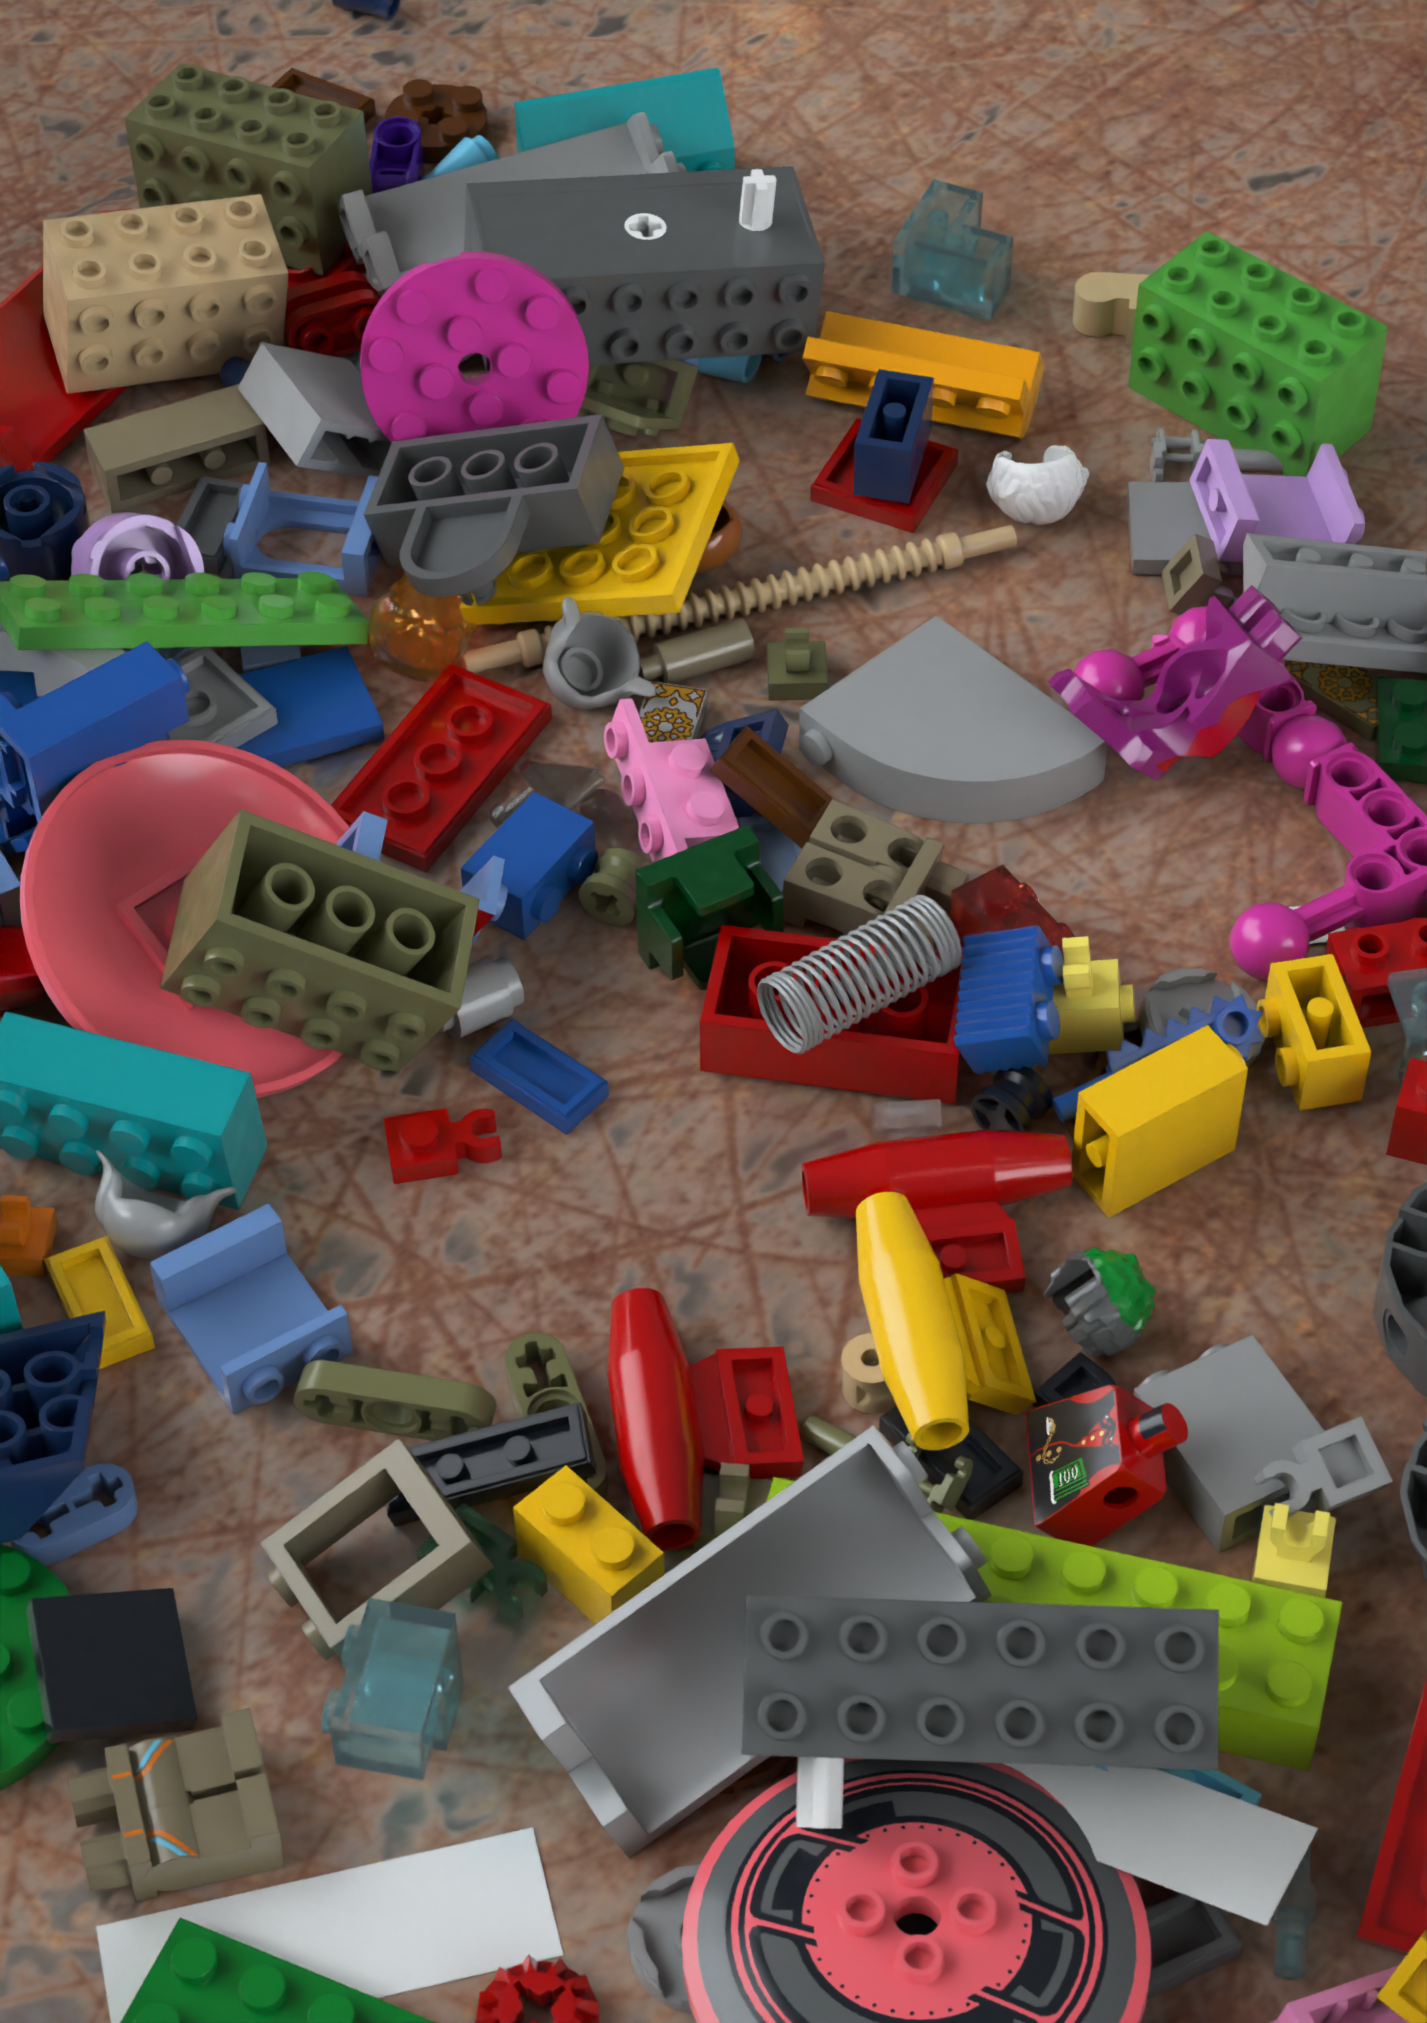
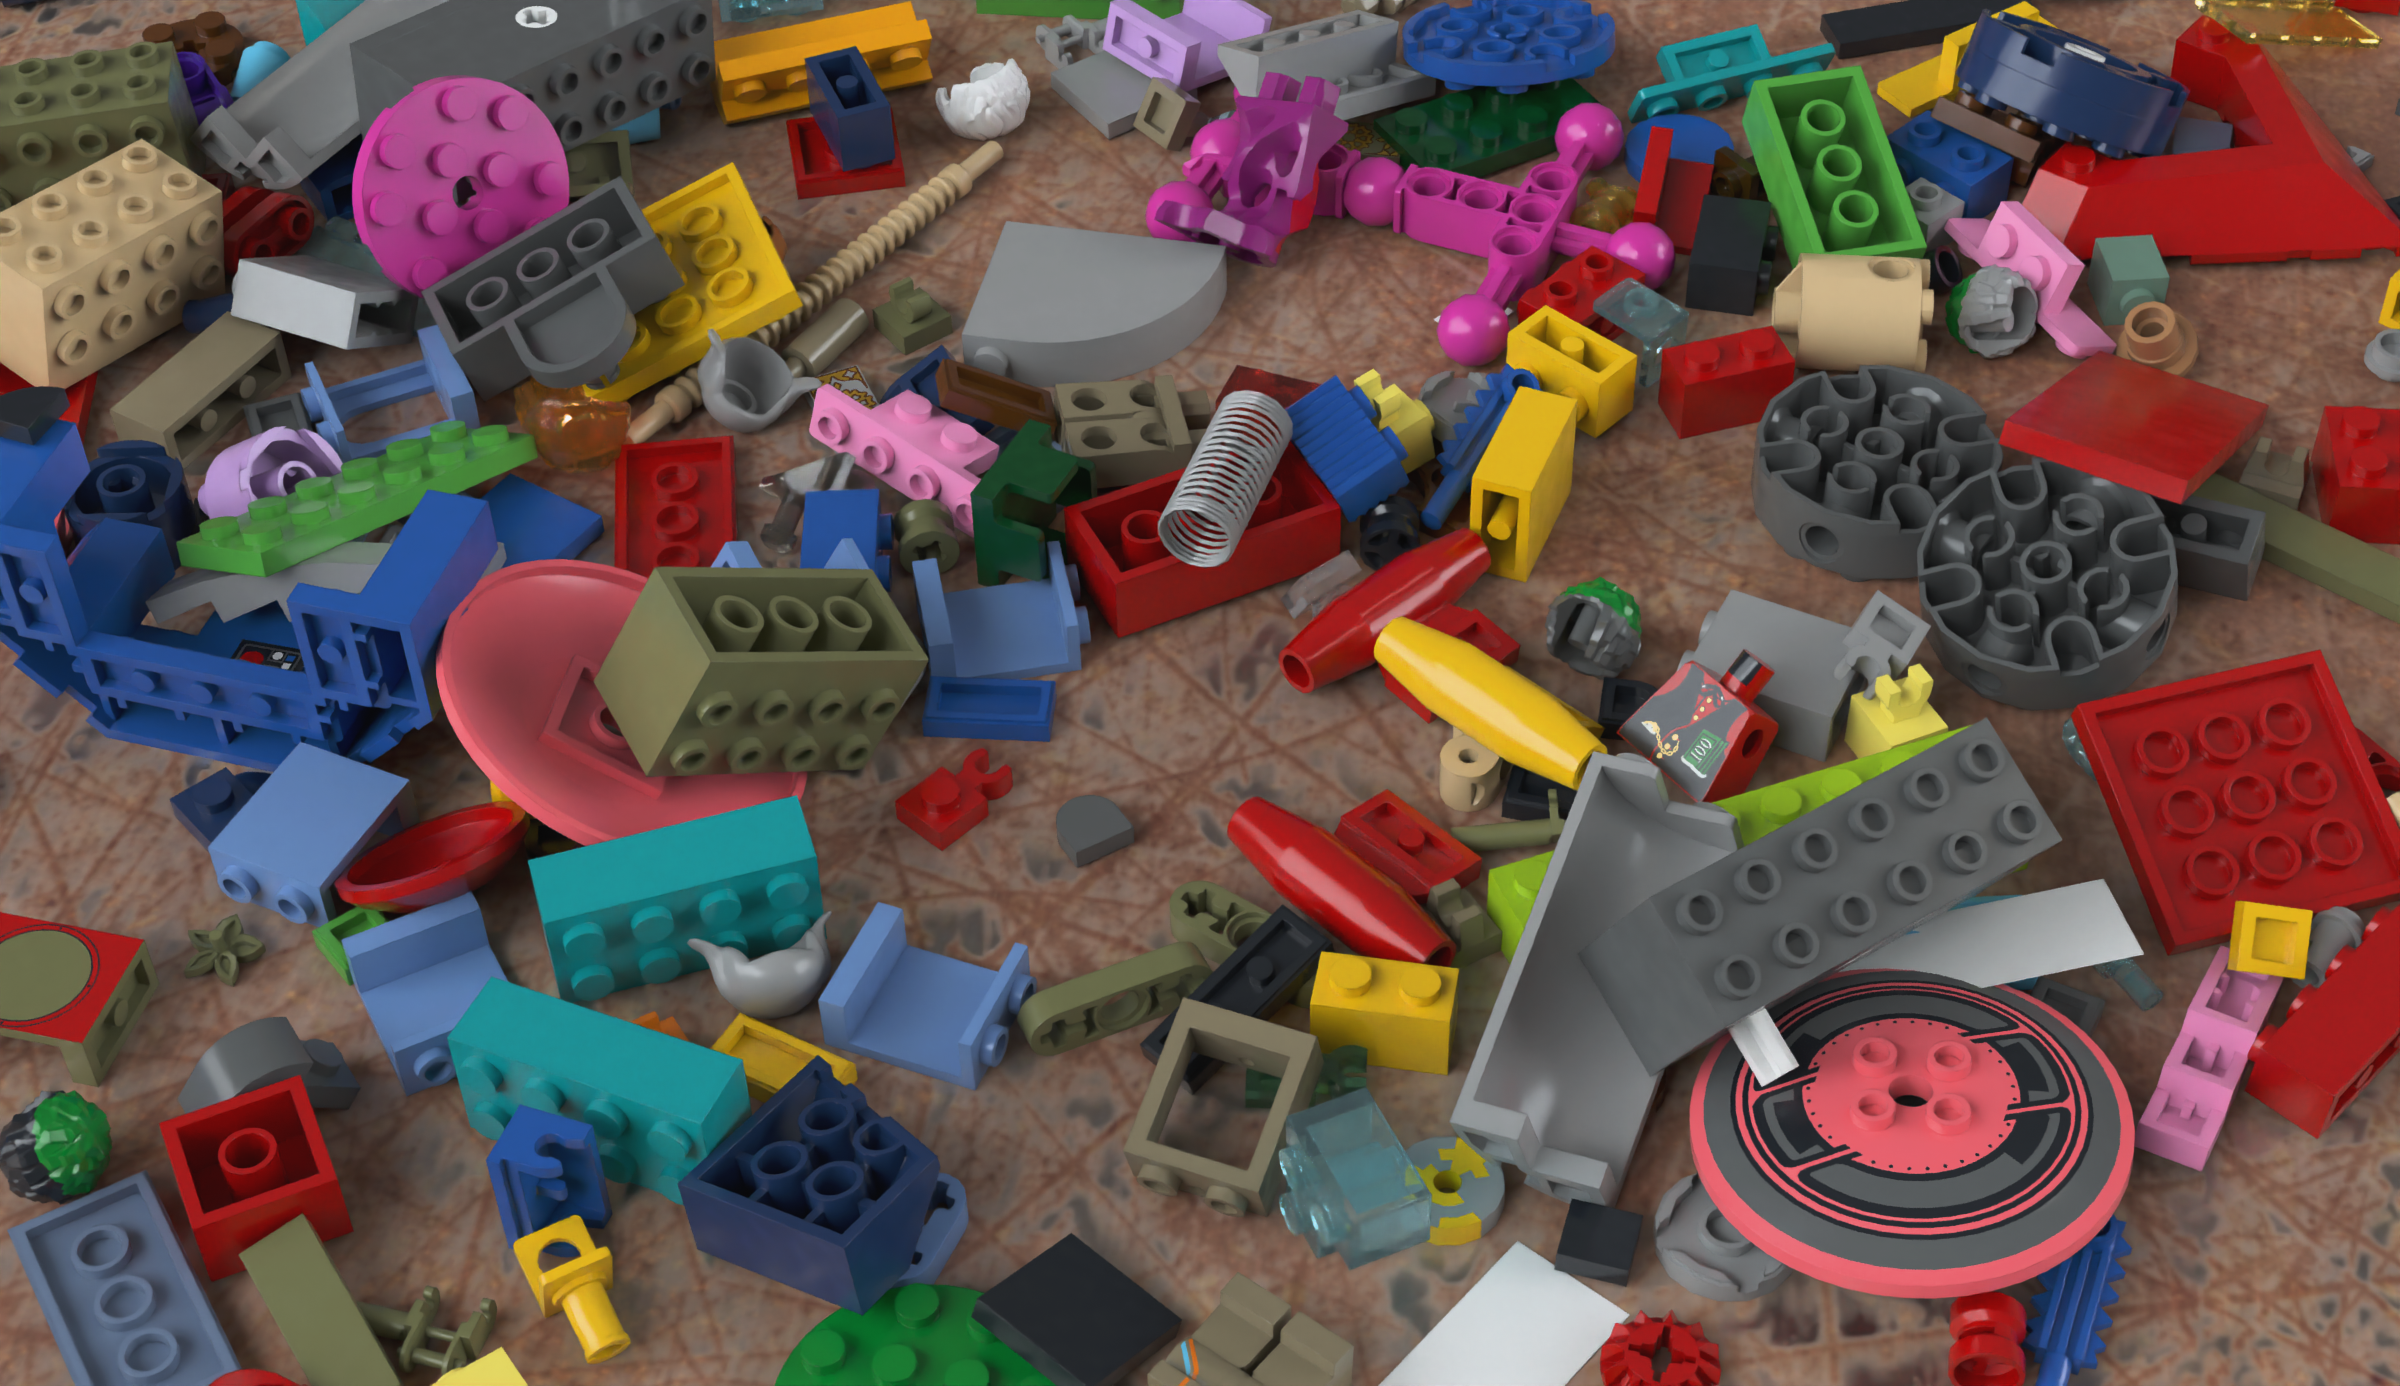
camera: 35 degrees left, 5 degrees down
(495, 1772) = (1478, 1186): none -> piece
(519, 1236) = (1092, 828): none -> dark grey tile
(587, 1873) = (1598, 1242): none -> black tile
(606, 1002) = (1003, 628): none -> medium blue panel

